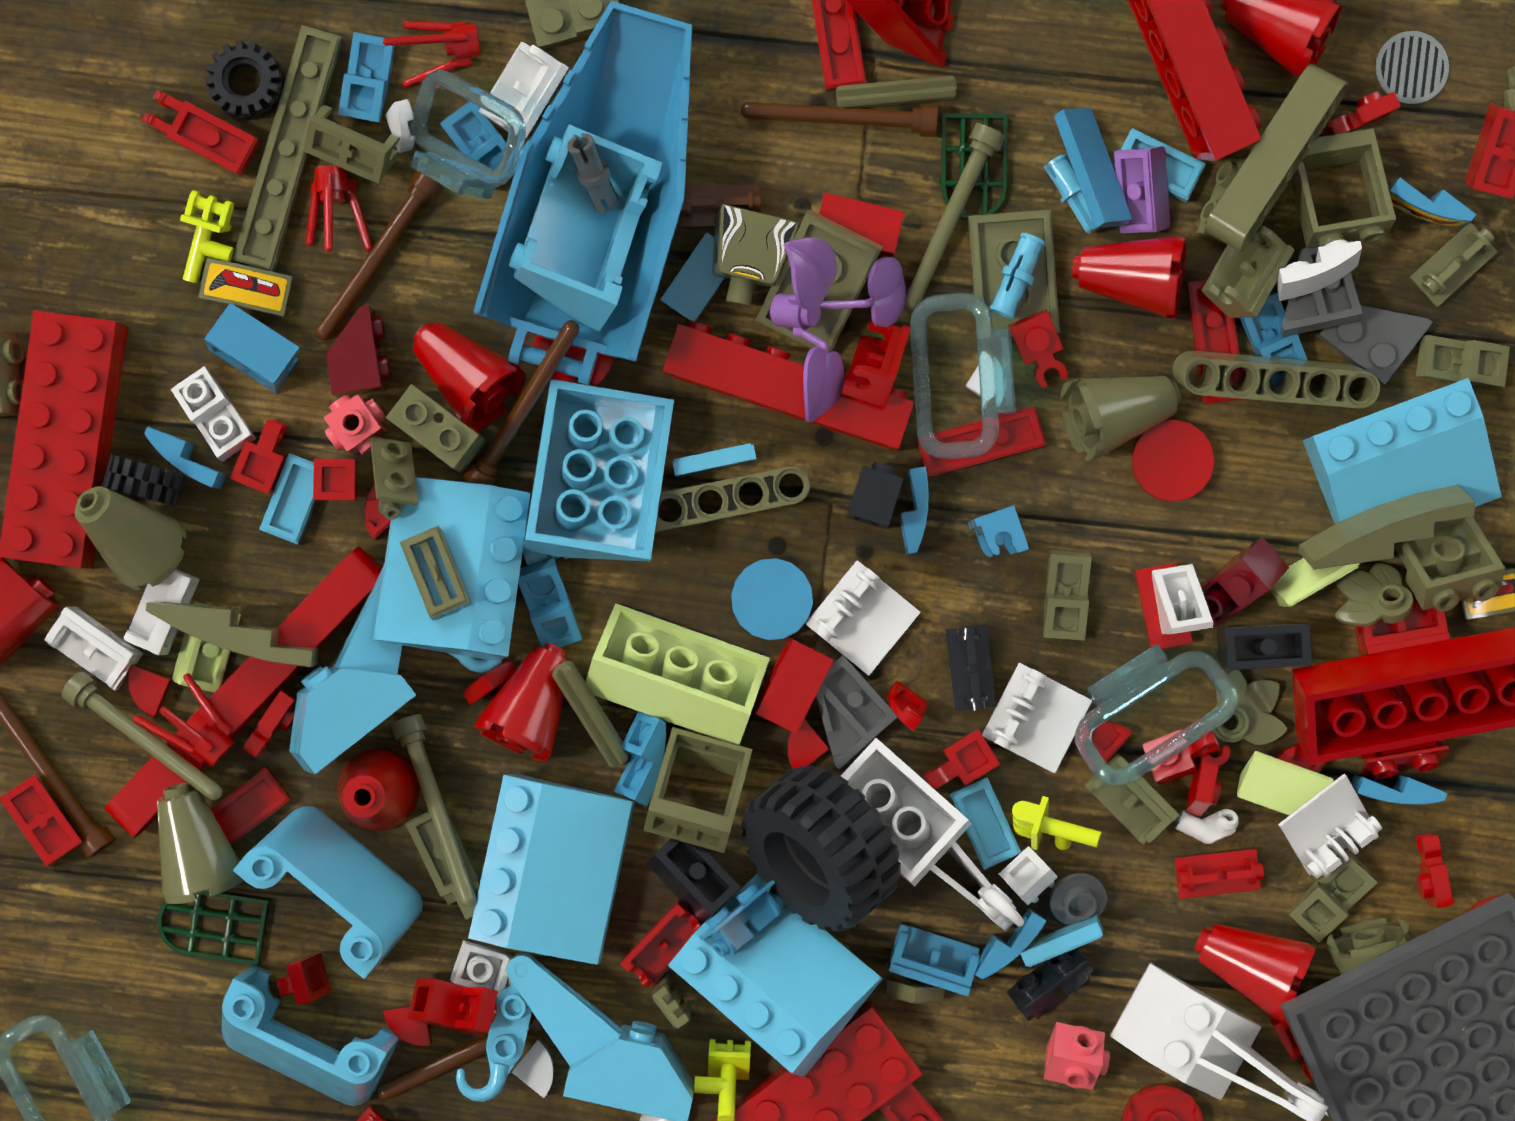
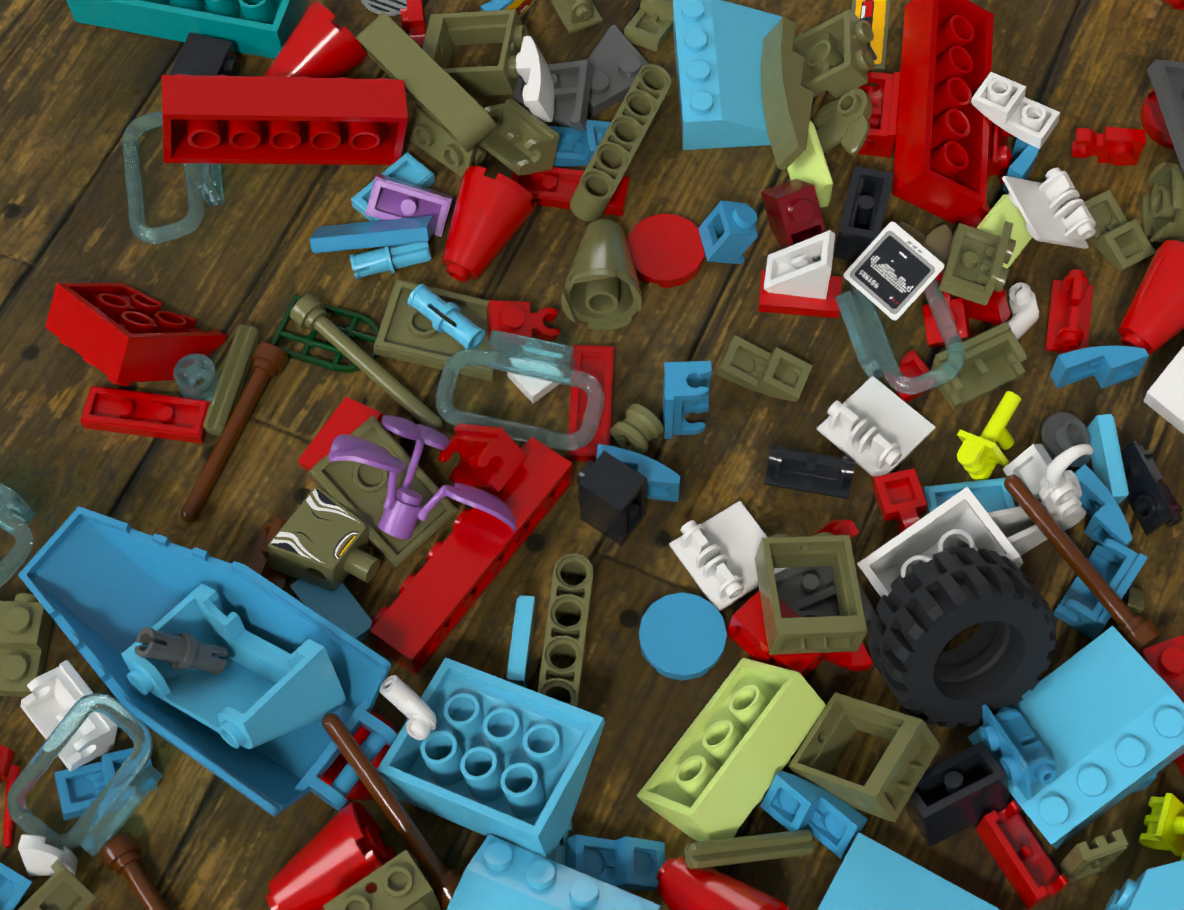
camera: 75 degrees left, 25 degrees down
(615, 386) = (420, 715): none -> white arm
(880, 701) = (811, 634): none -> olive window
(883, 52) = (192, 369): none -> clear light blue wheel
(888, 999) = (1133, 629): none -> reddish brown piece
(960, 495) = (637, 429): none -> olive wheel
(1170, 921) = (1106, 363): none -> dark azure slope
(1197, 693) = (893, 270): none -> sticker
(1206, 527) = (736, 228): none -> dark azure brick
(1229, 772) = (977, 262): none -> olive bracket
(1430, 768) = (1007, 107): none -> white slope

